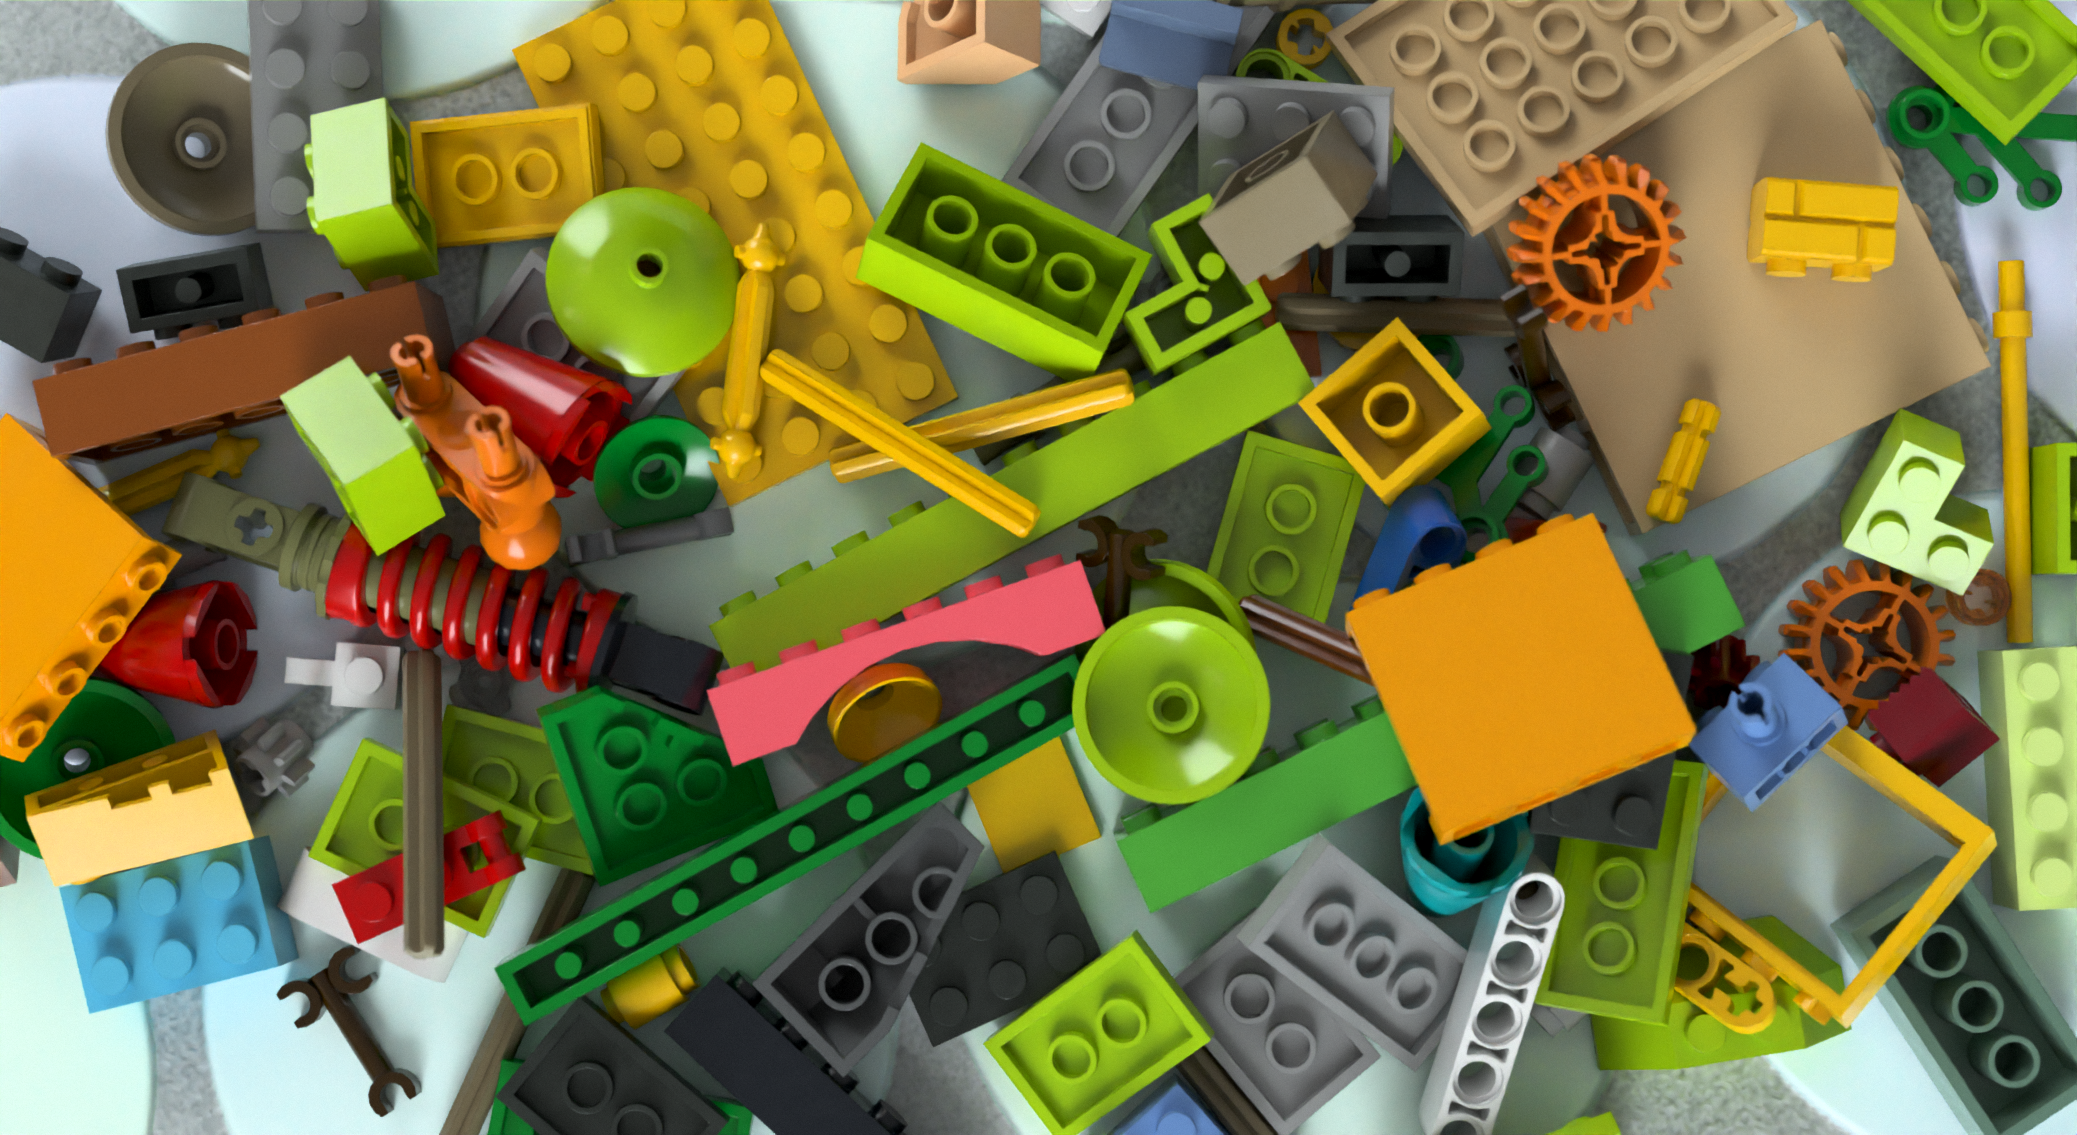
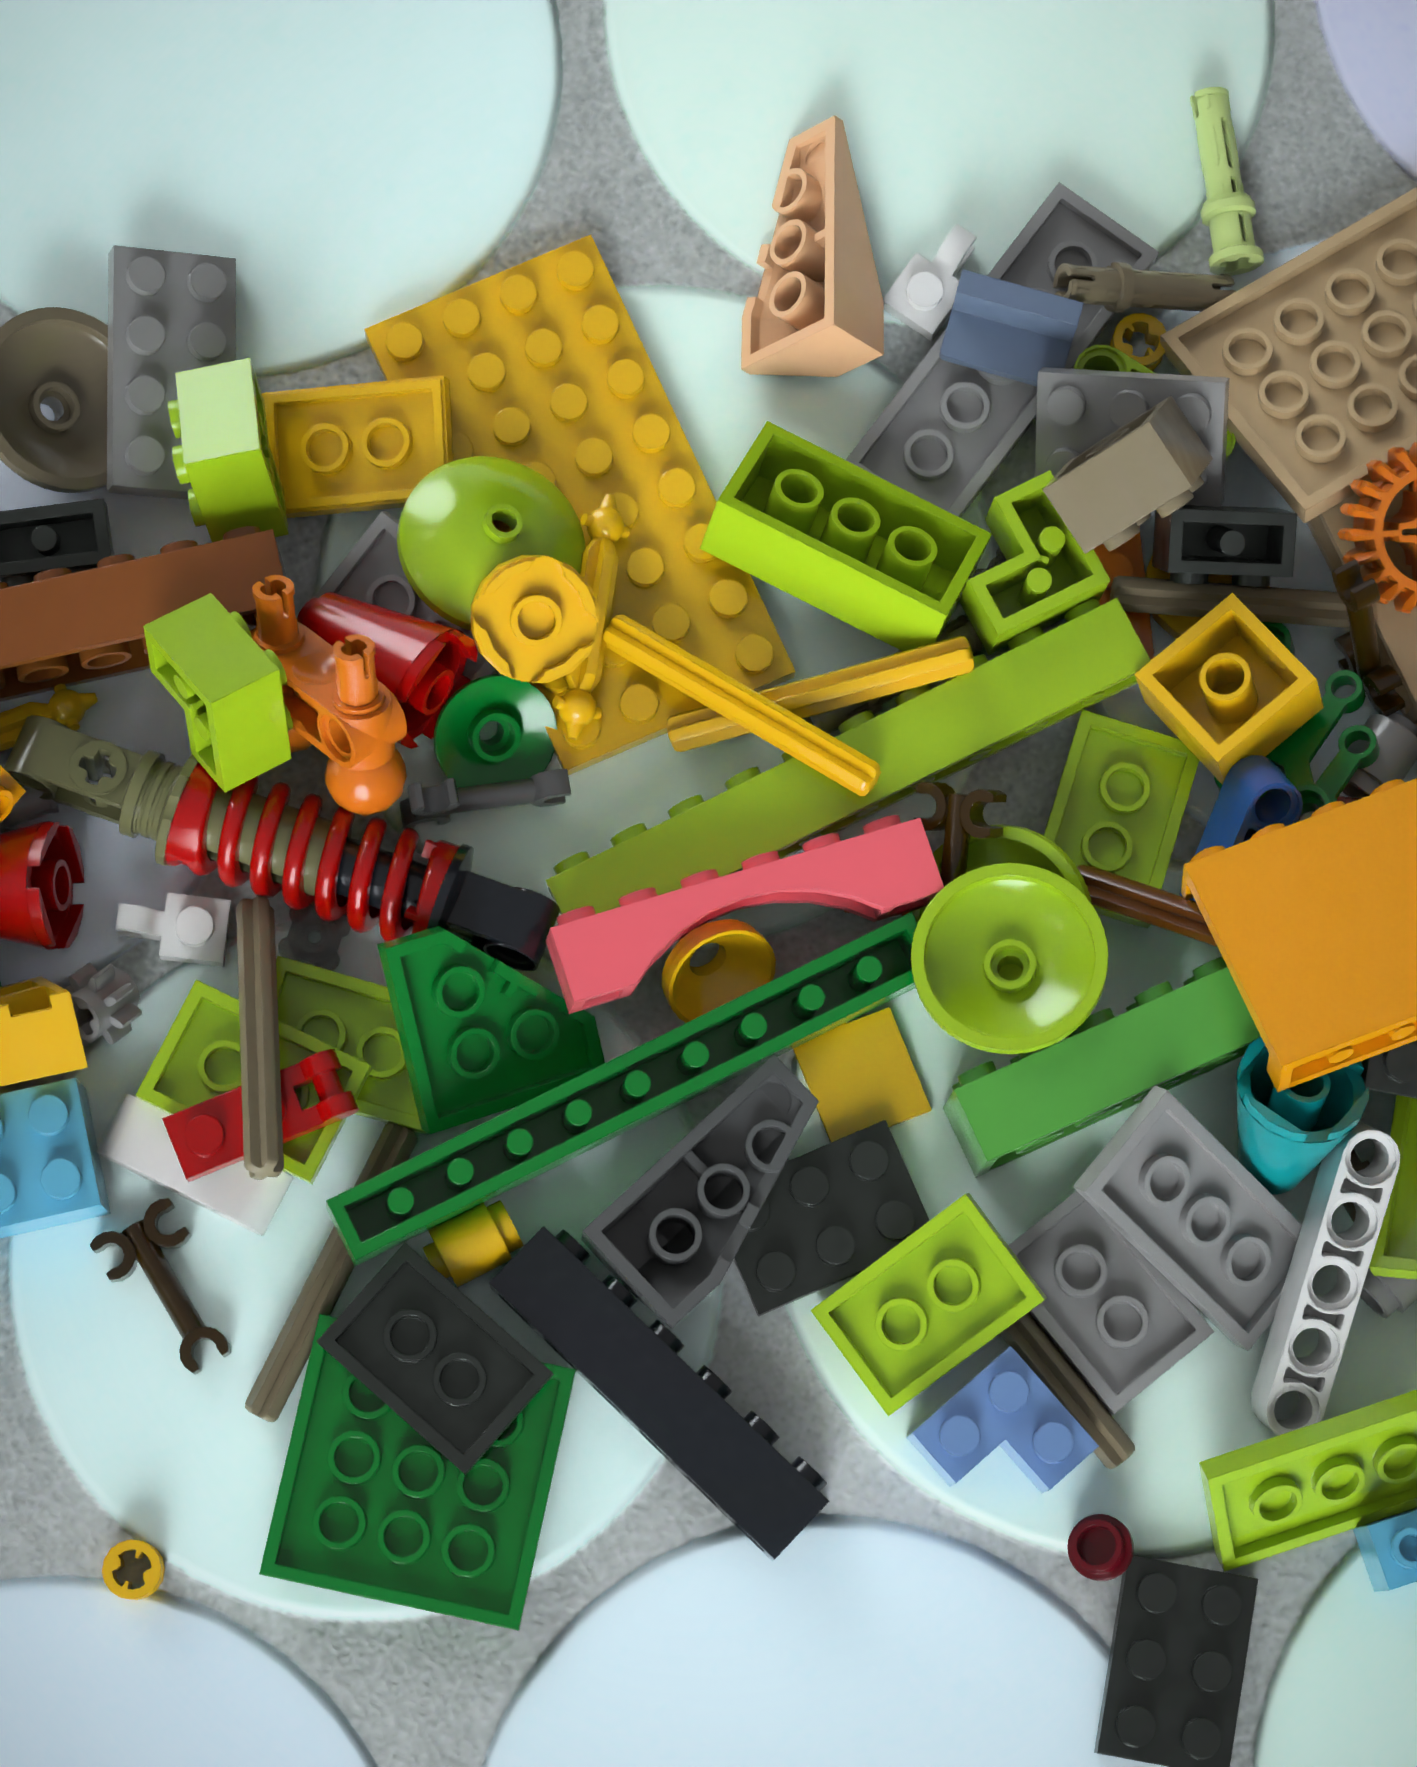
camera: 15 degrees left, 10 degrees down
(685, 363) = (534, 618): none -> yellow tile

